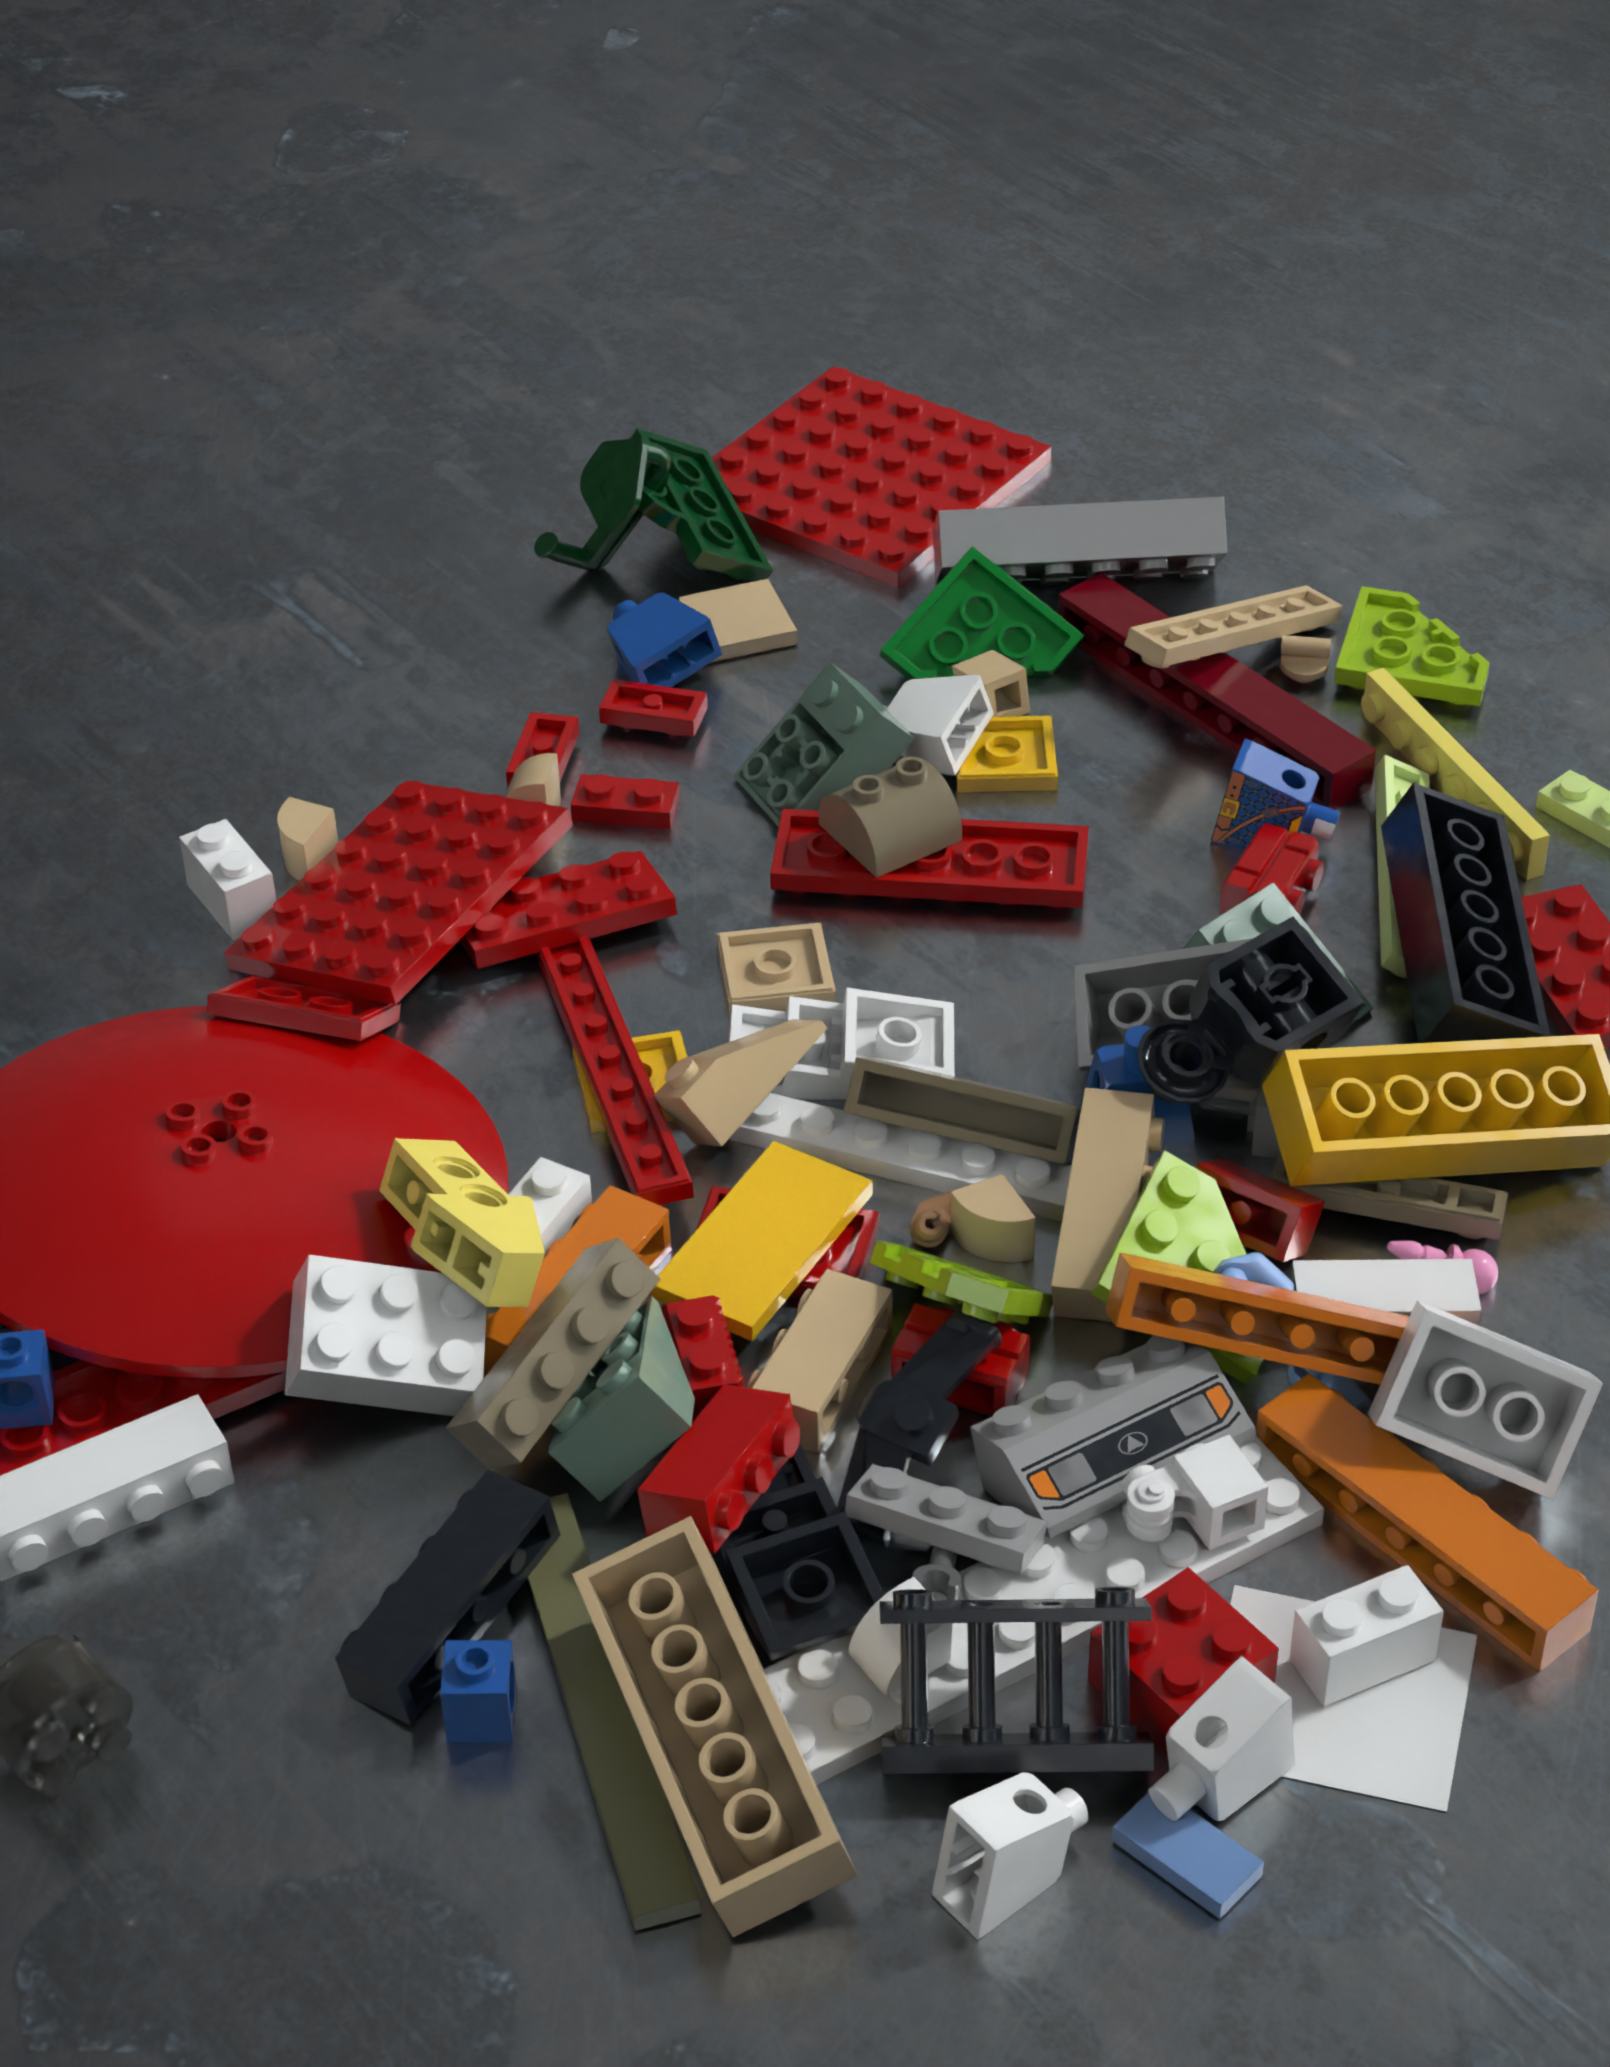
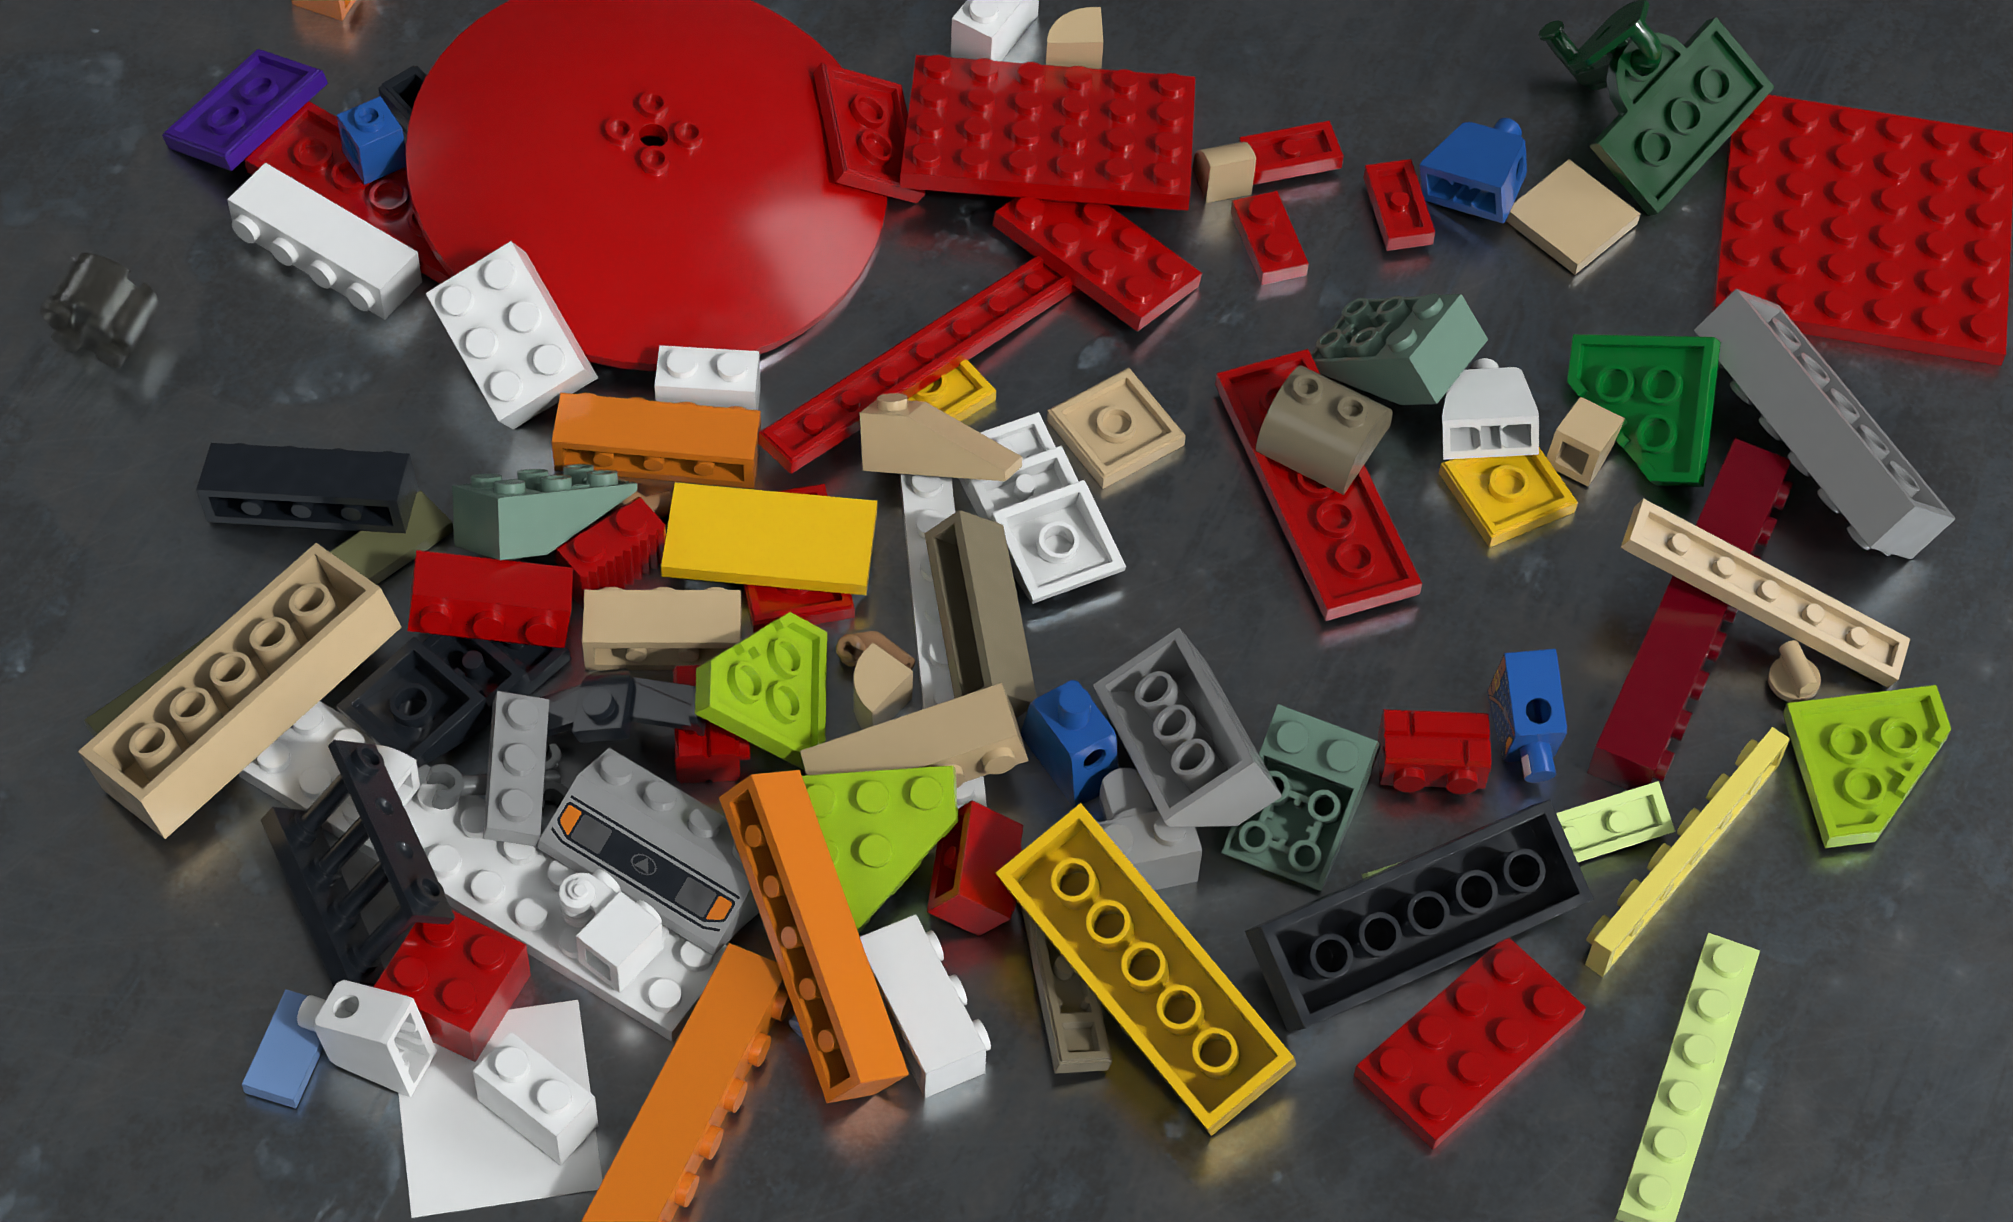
camera: 60 degrees right, 15 degrees up
(465, 1221) = (597, 345): light yellow brick -> none
(479, 1691) = (233, 544): blue brick -> none
(553, 1354) = (542, 445): dark tan brick -> none
(1004, 1849) = (221, 921): white torso -> none
(1245, 1013) = (1122, 765): black brick -> none
(1254, 1268) = (873, 884): light blue arm -> none
(1484, 1265) = (1011, 1064): bright pink bar -> none
(1485, 1399) = (794, 1095): white brick -> none

